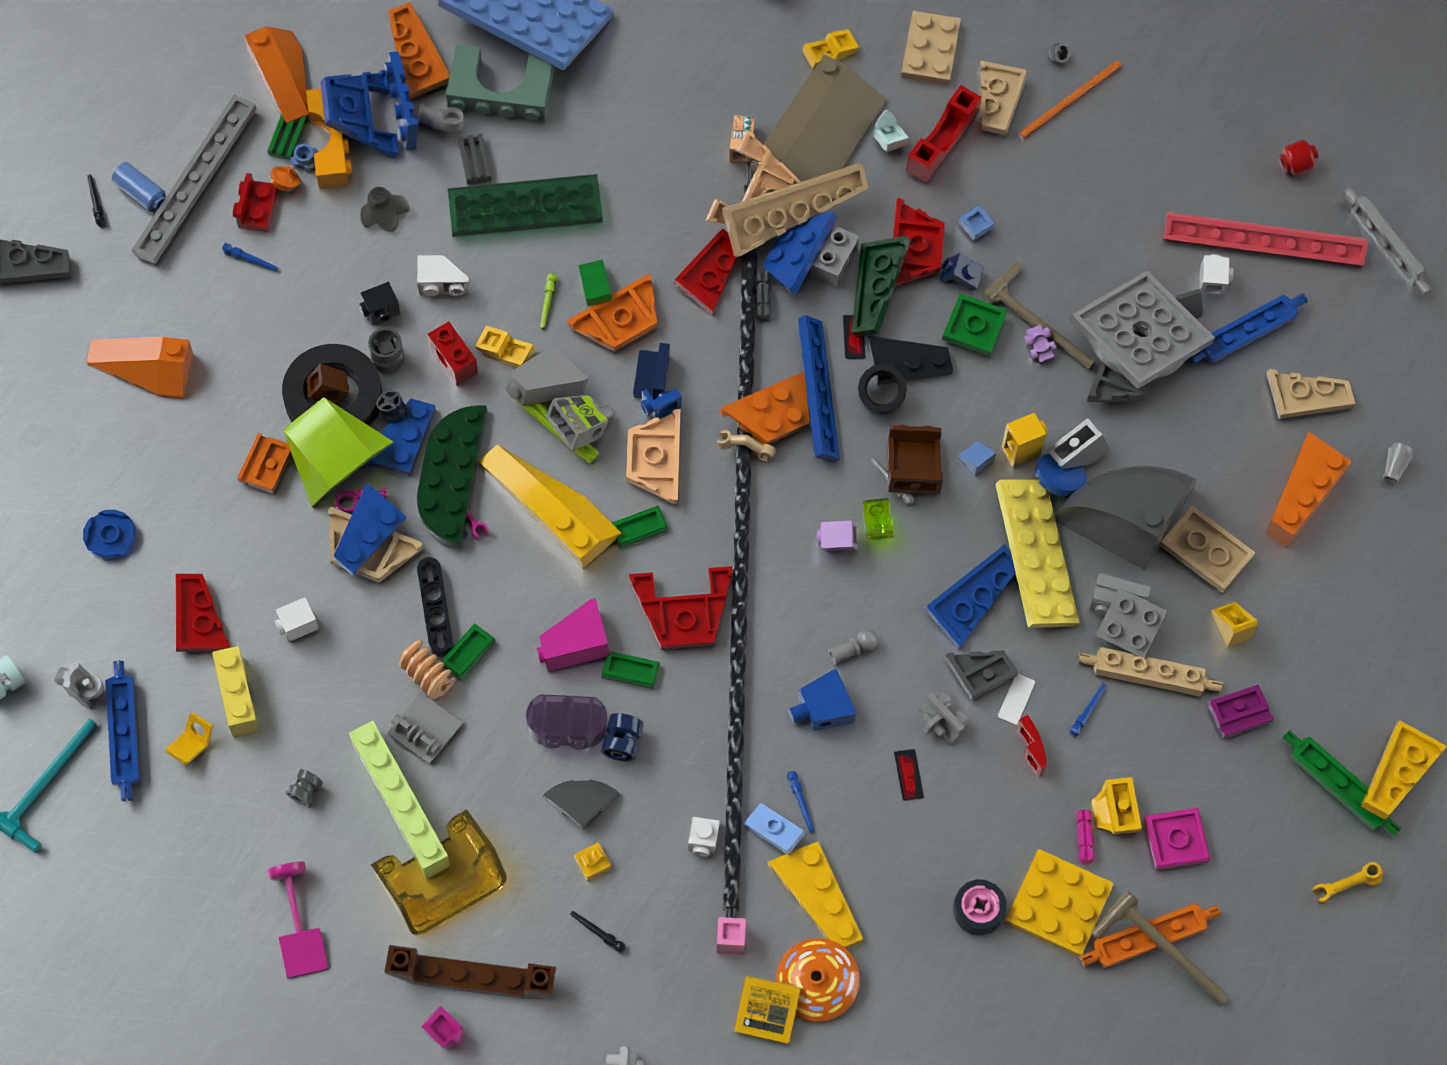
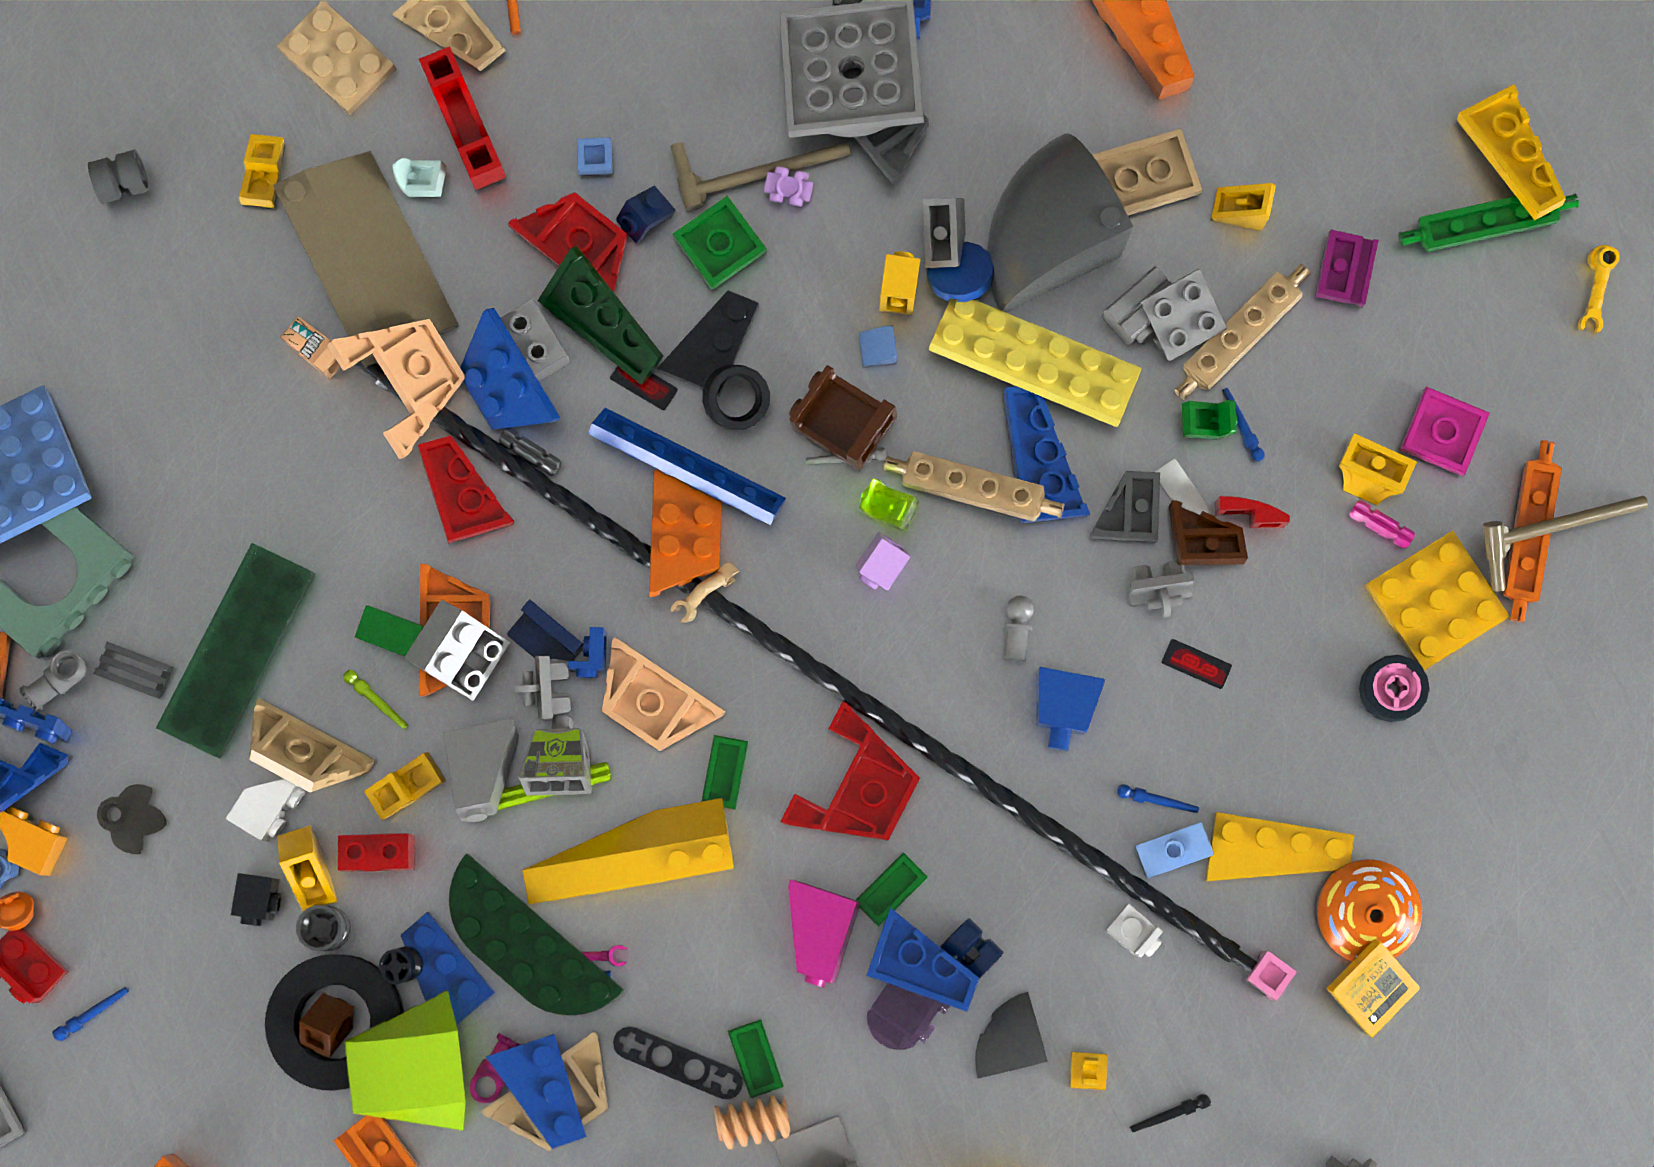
camera: 55 degrees left, 15 degrees up
(418, 319) = (305, 867): none -> yellow slope
(487, 275) = (301, 751): none -> tan wing
(591, 704) = (919, 965): none -> blue wing
(609, 321) = (457, 650): none -> light grey slope
(612, 395) = (547, 702): none -> light grey hips
(773, 213) = (443, 377): tan wing -> none
(926, 563) = (974, 486): none -> tan plate
(994, 727) = (1205, 539): none -> reddish brown wing
(1074, 682) = (1209, 419): none -> green bracket

